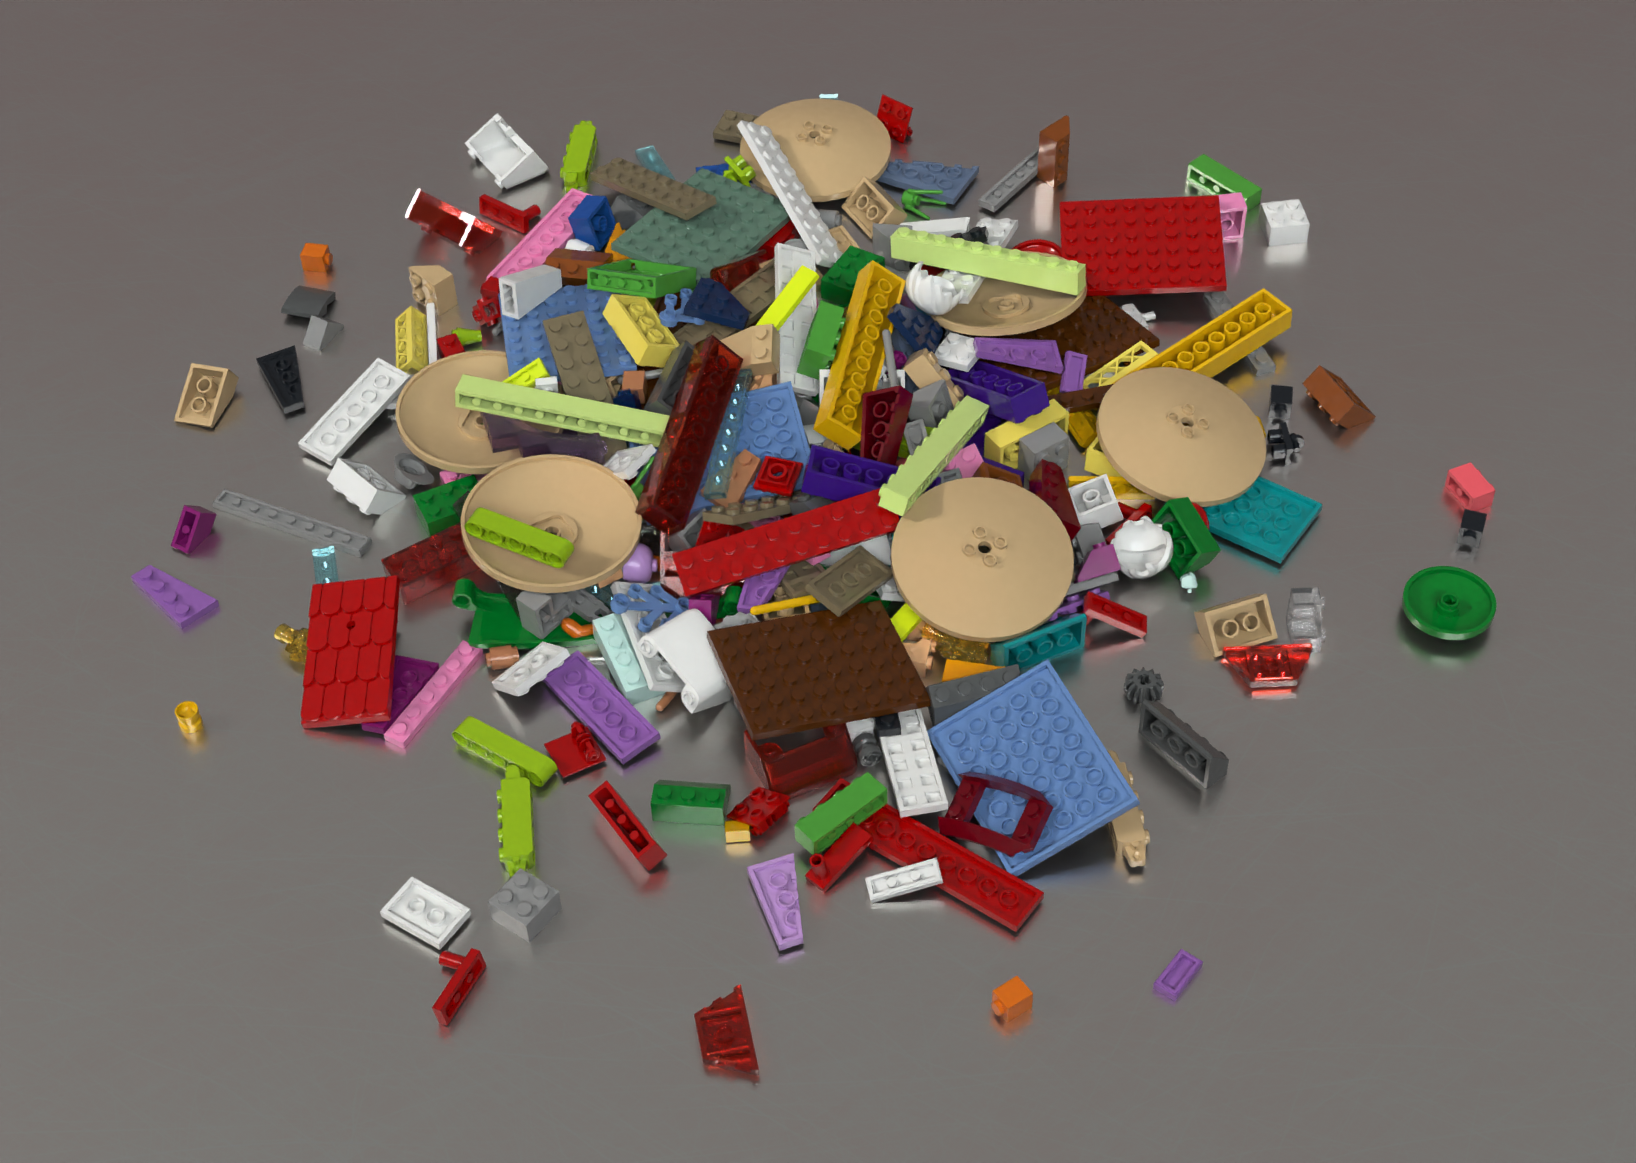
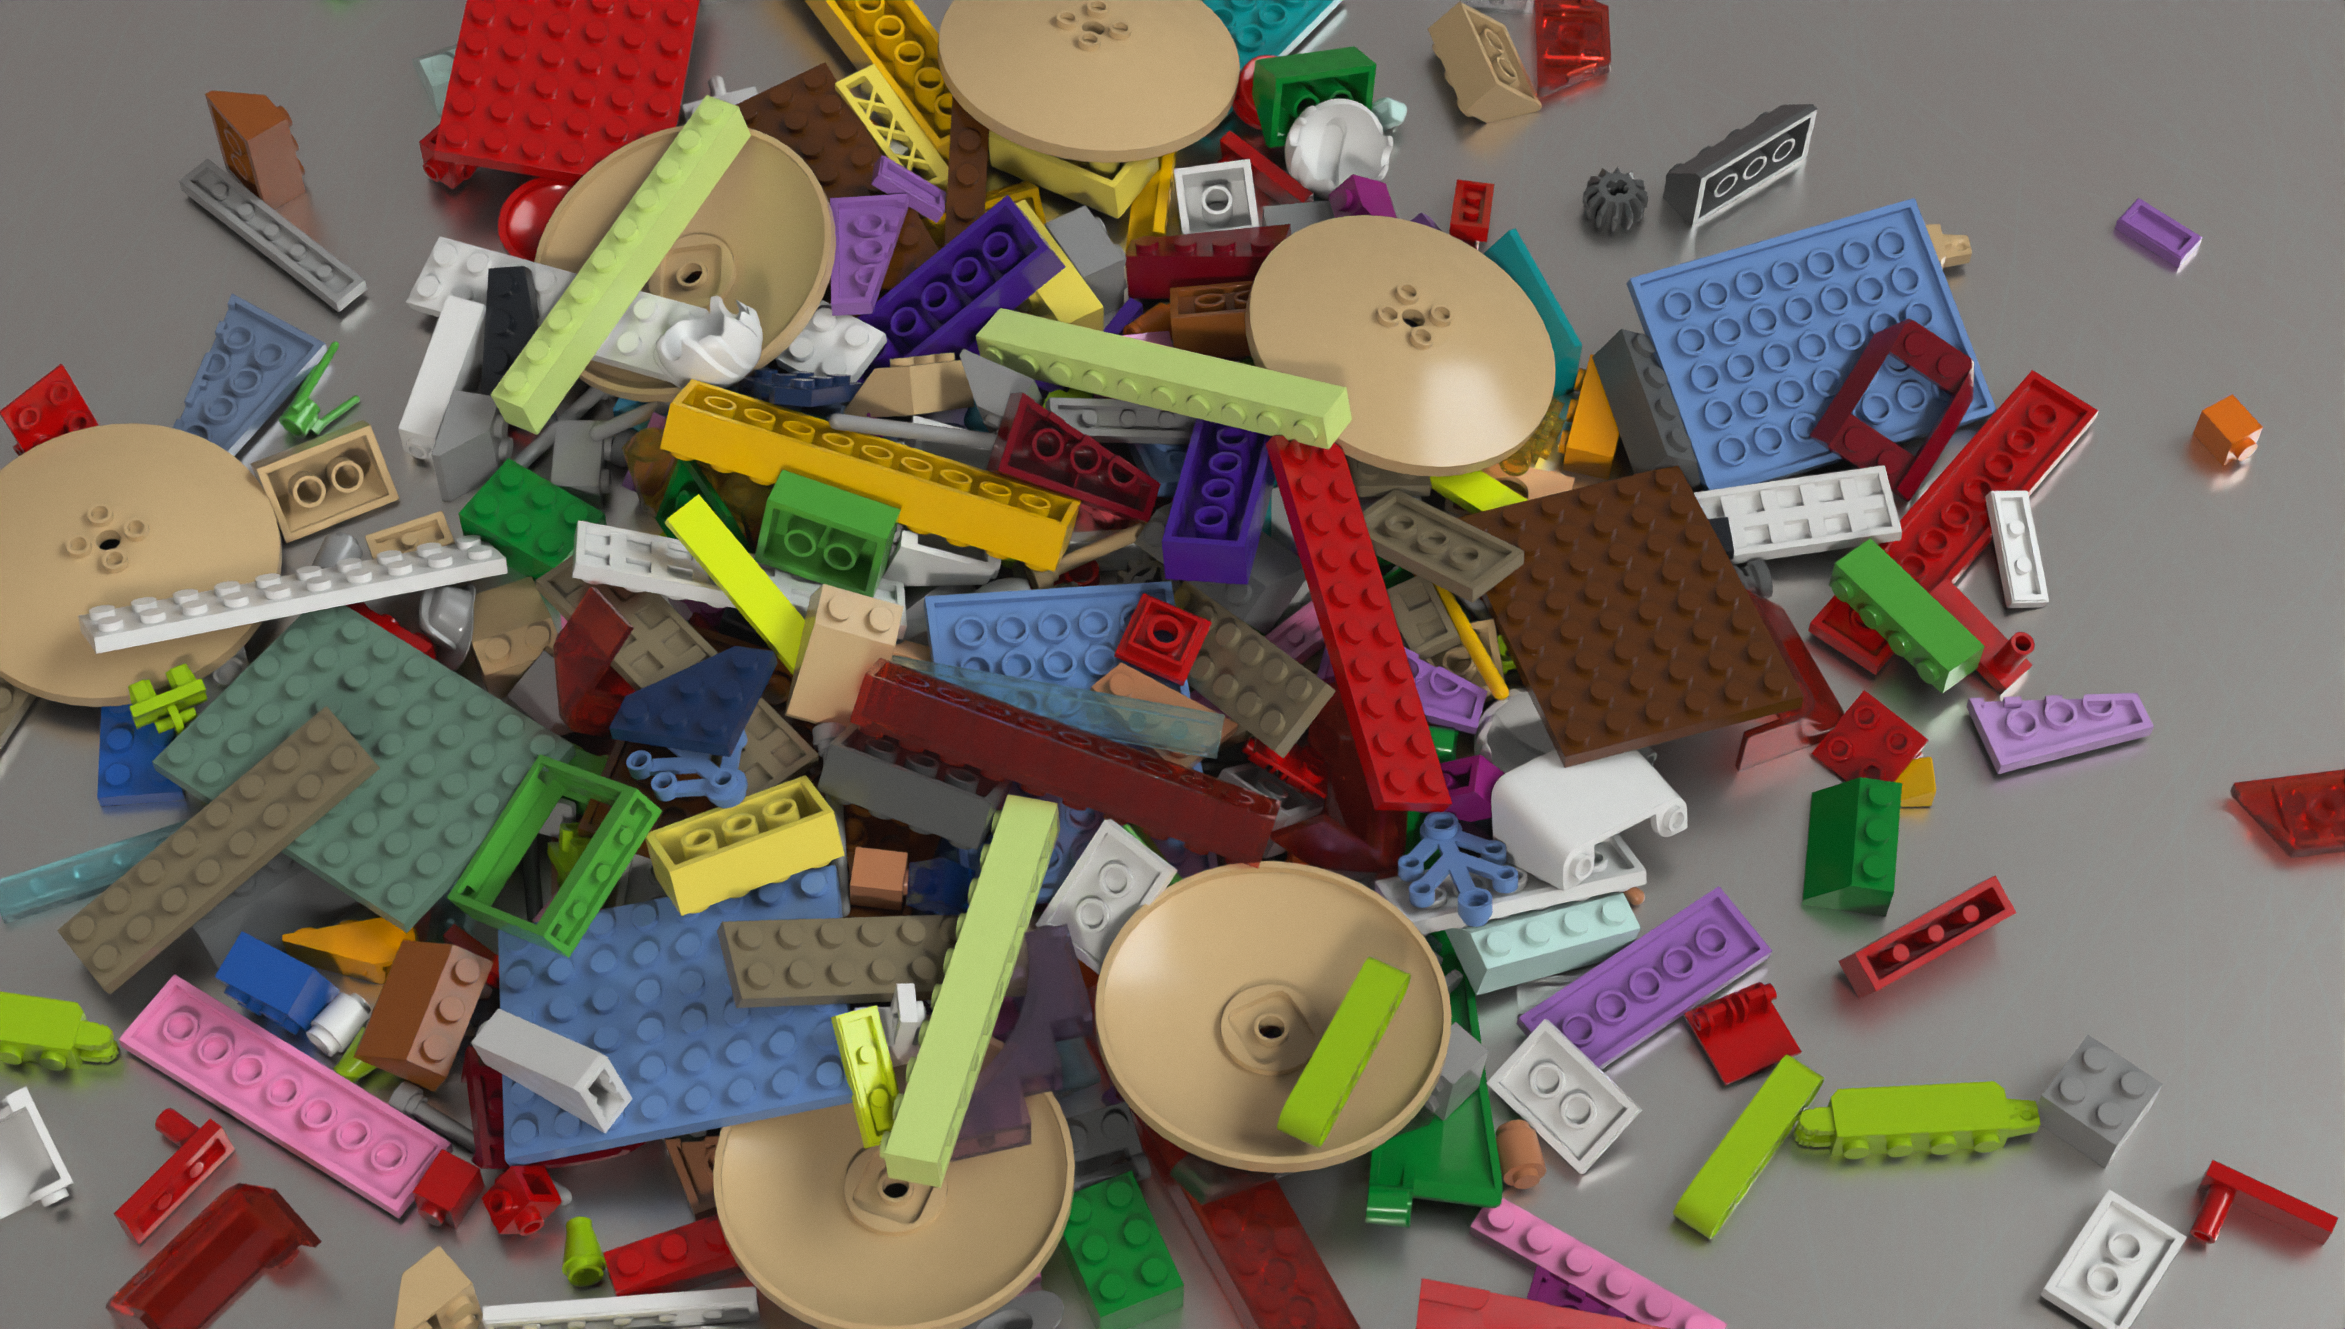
camera: 90 degrees left, 10 degrees up
(576, 630) = (1463, 1013): orange arm -> none

